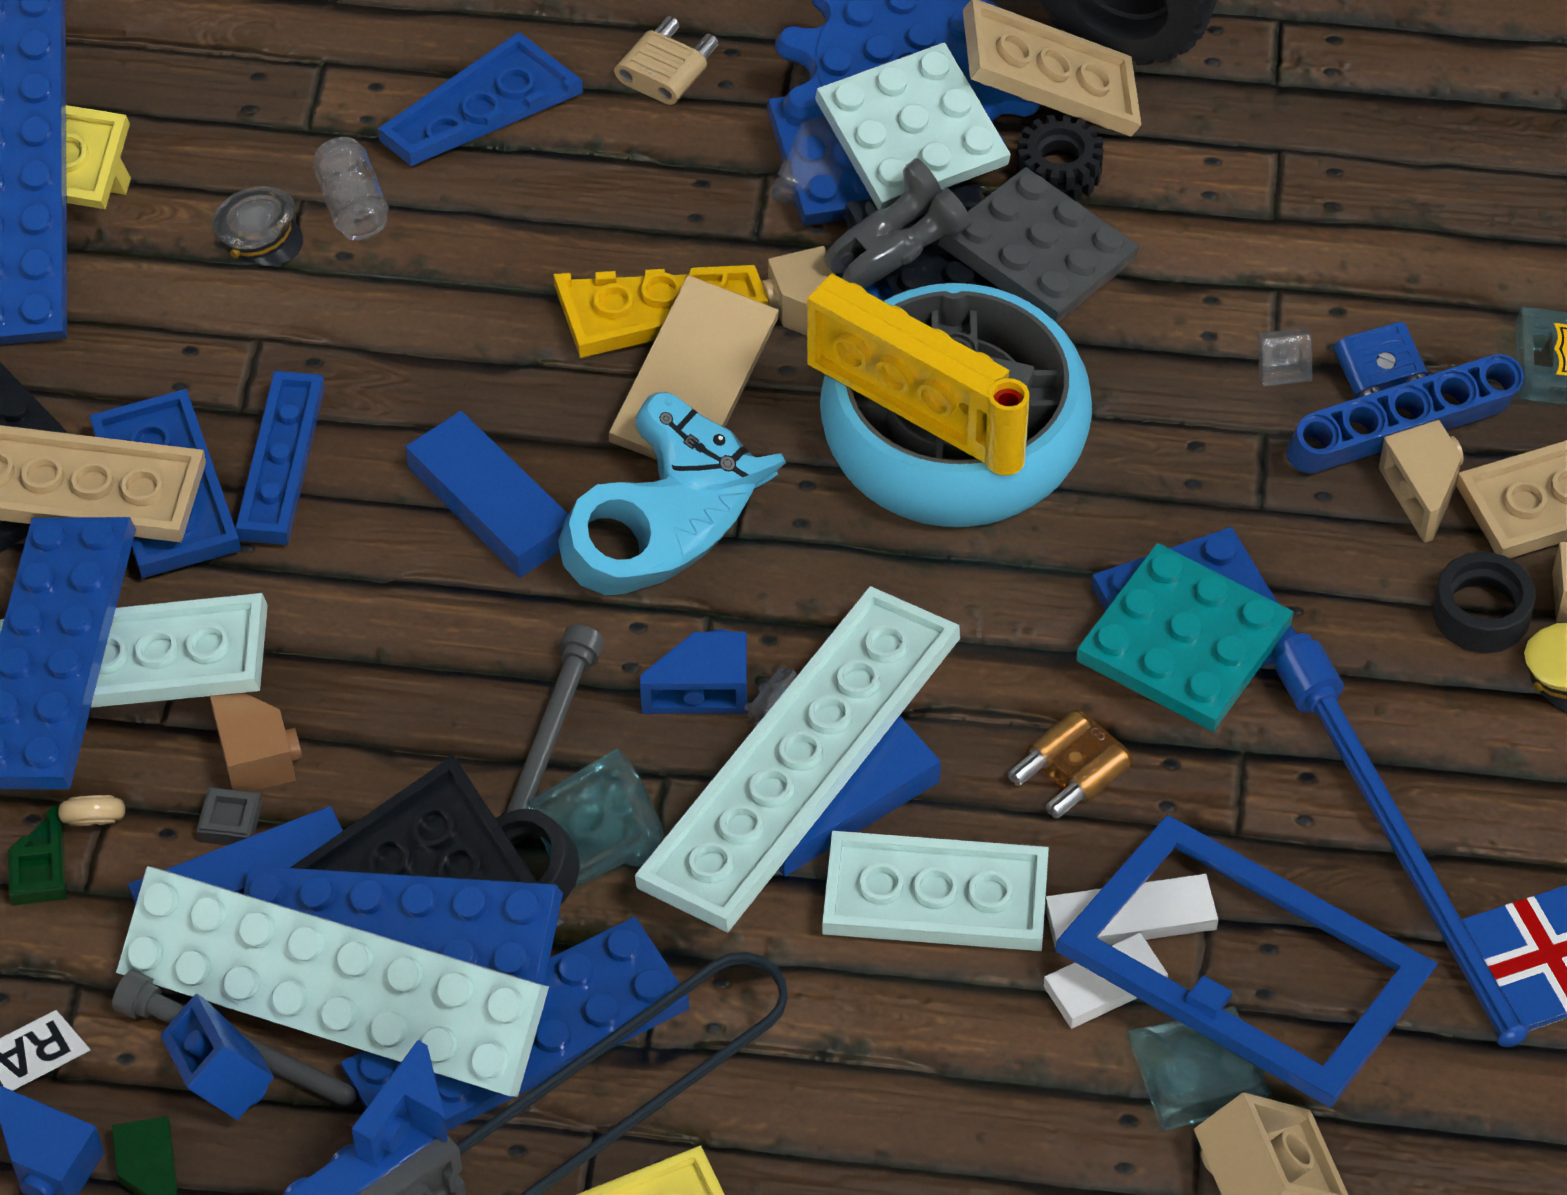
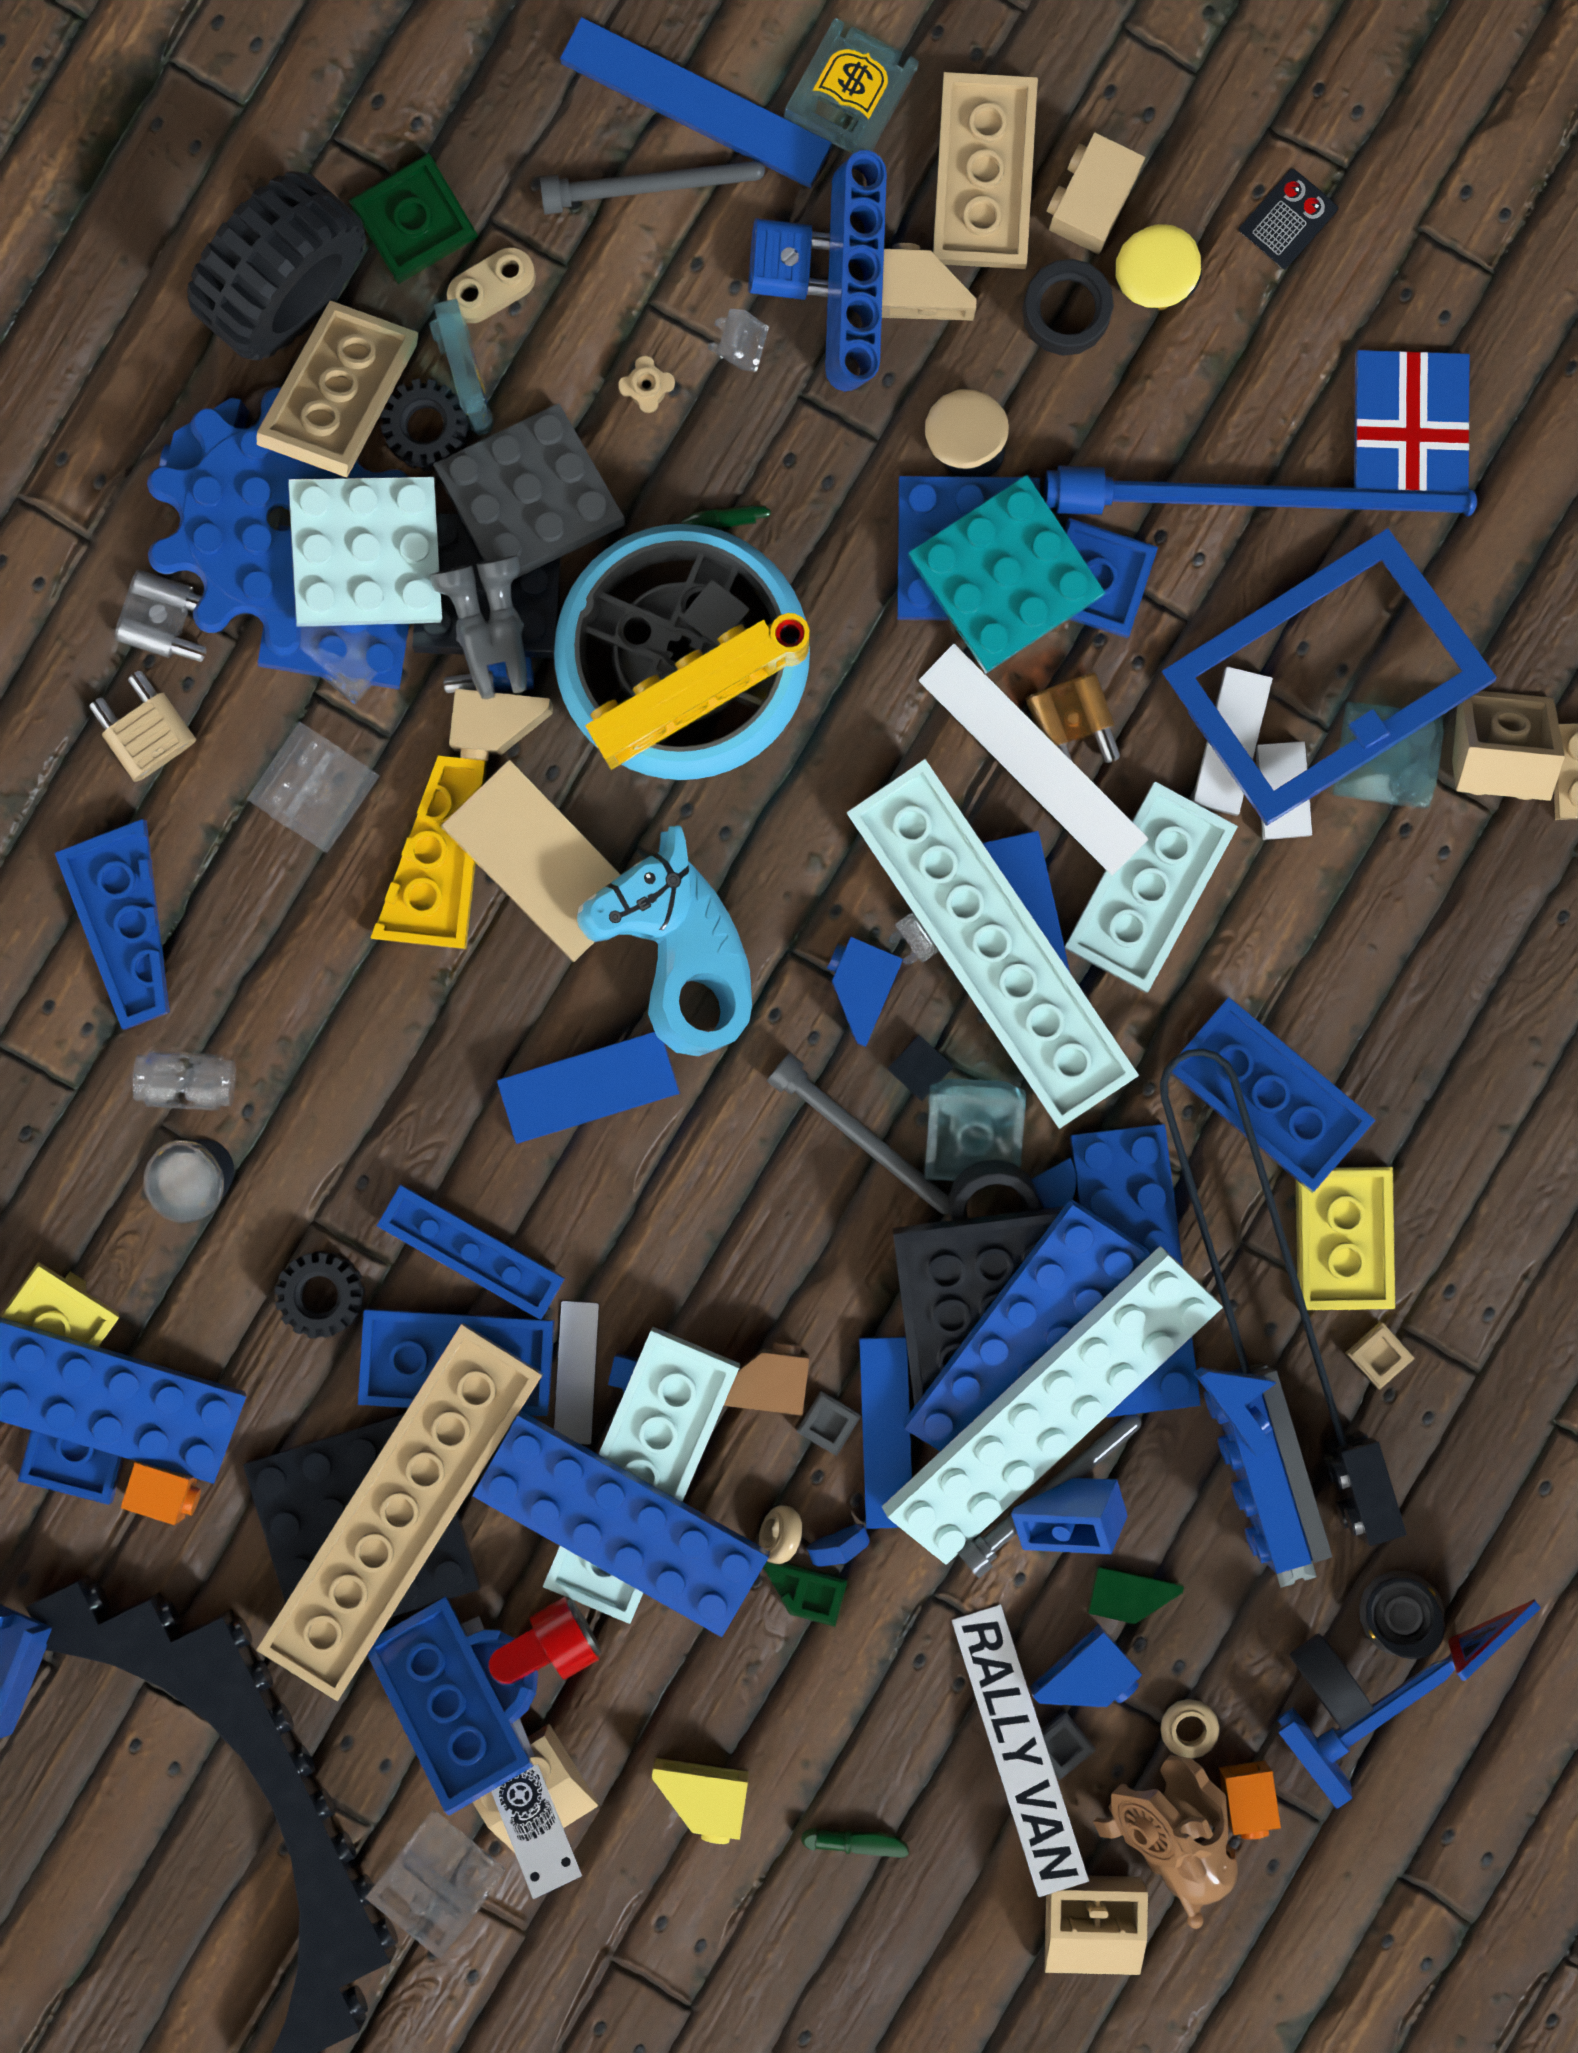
camera: 65 degrees left, 35 degrees up
(100, 866) = (839, 1547): none -> blue tile
(185, 335) = (291, 1294): none -> black tyre
(221, 581) = (576, 1370): none -> white sticker
(578, 925) = (1056, 1184): none -> blue tile
(649, 757) = (920, 1067): none -> black tile
(675, 194) = (313, 787): none -> clear bracket
(759, 30) = (156, 615): none -> clear piece
(767, 1095) = (1292, 1107): none -> blue plate
(1010, 740) = (1033, 760): none -> white sticker
(1111, 414) = (728, 517): none -> dark green piece
(1128, 151) = (454, 338): none -> clear light blue container
(1197, 306) = (660, 384): none -> tan plate
(1214, 167) = (493, 288): none -> tan plate
(1243, 94) = (413, 218): none -> dark green tile
(1243, 748) = (1121, 570): none -> blue tile
(1307, 567) = (967, 432): none -> tan piece
(1332, 180) = (560, 193): none -> dark grey piece
(1484, 250) = (695, 102): none -> blue tile

